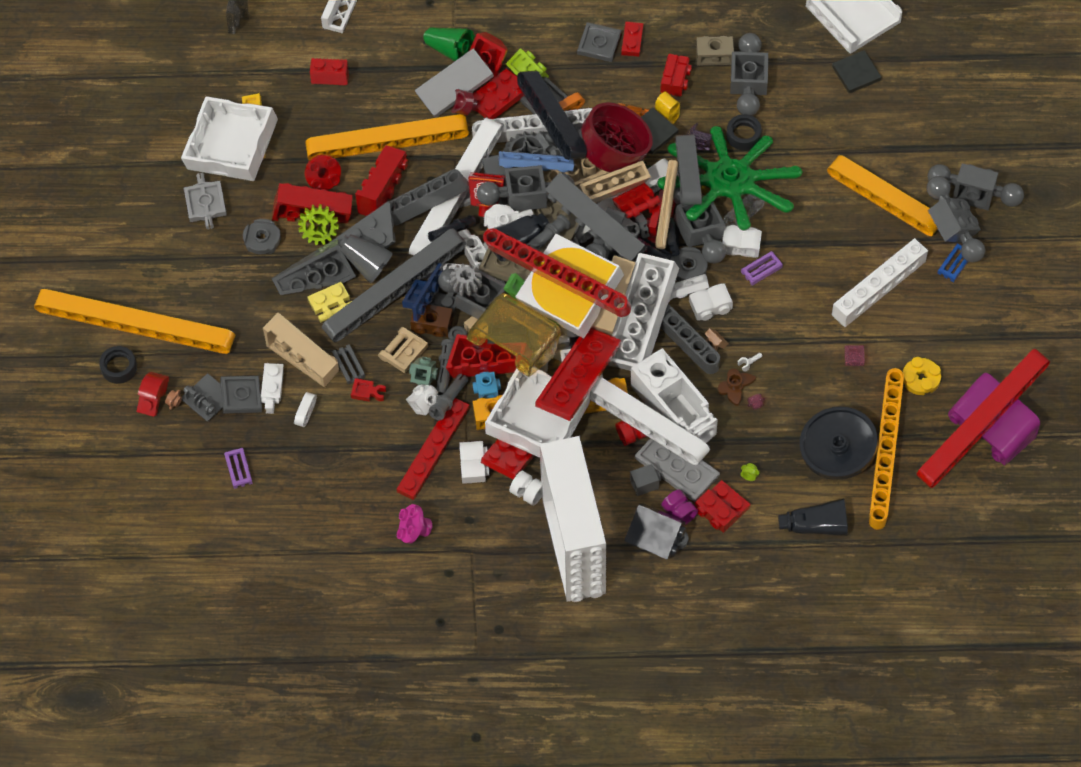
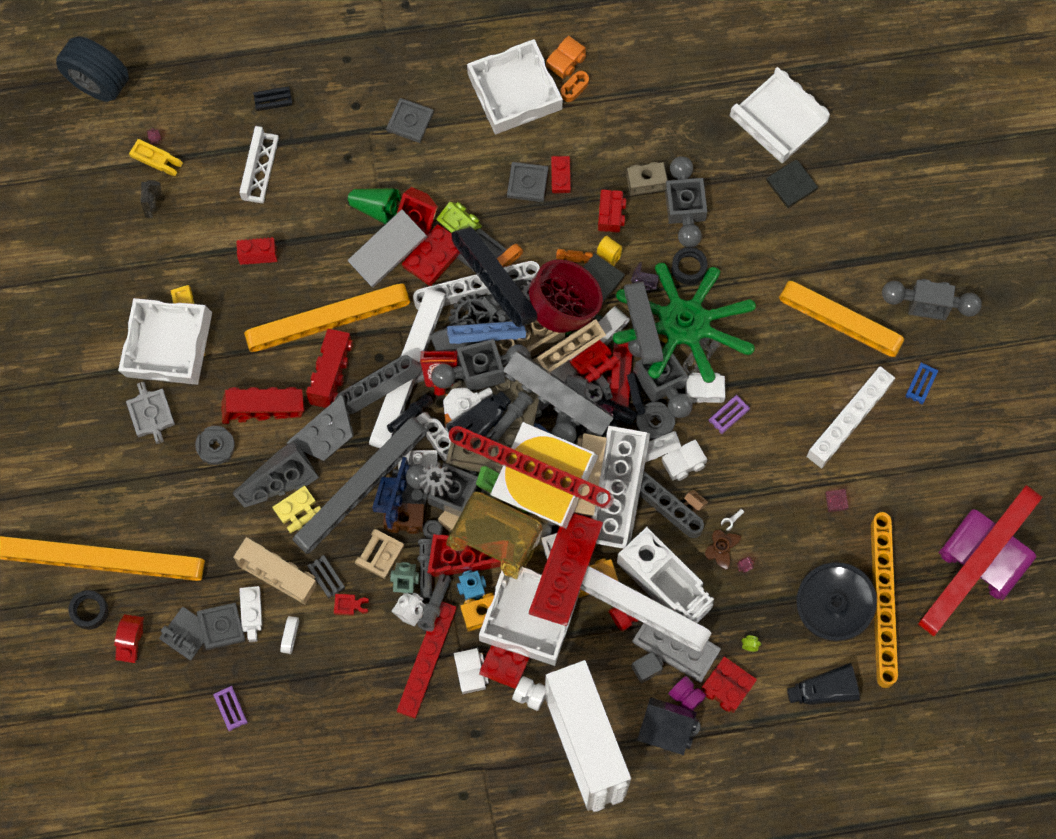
camera: 10 degrees left, 10 degrees up
(173, 399) = (152, 641): nougat plate -> none
(322, 233) = (271, 427): lime gear -> none
(323, 172) = (267, 367): red plate -> none
(365, 256) = (326, 459): dark grey cone -> none
(413, 524) = (419, 751): dark pink plate -> none
(464, 102) = (401, 270): dark red piece -> none
(666, 206) = (626, 363): tan axle -> none
(921, 366) = (916, 509): yellow plate -> none
(955, 219) = (917, 340): dark grey brick -> none

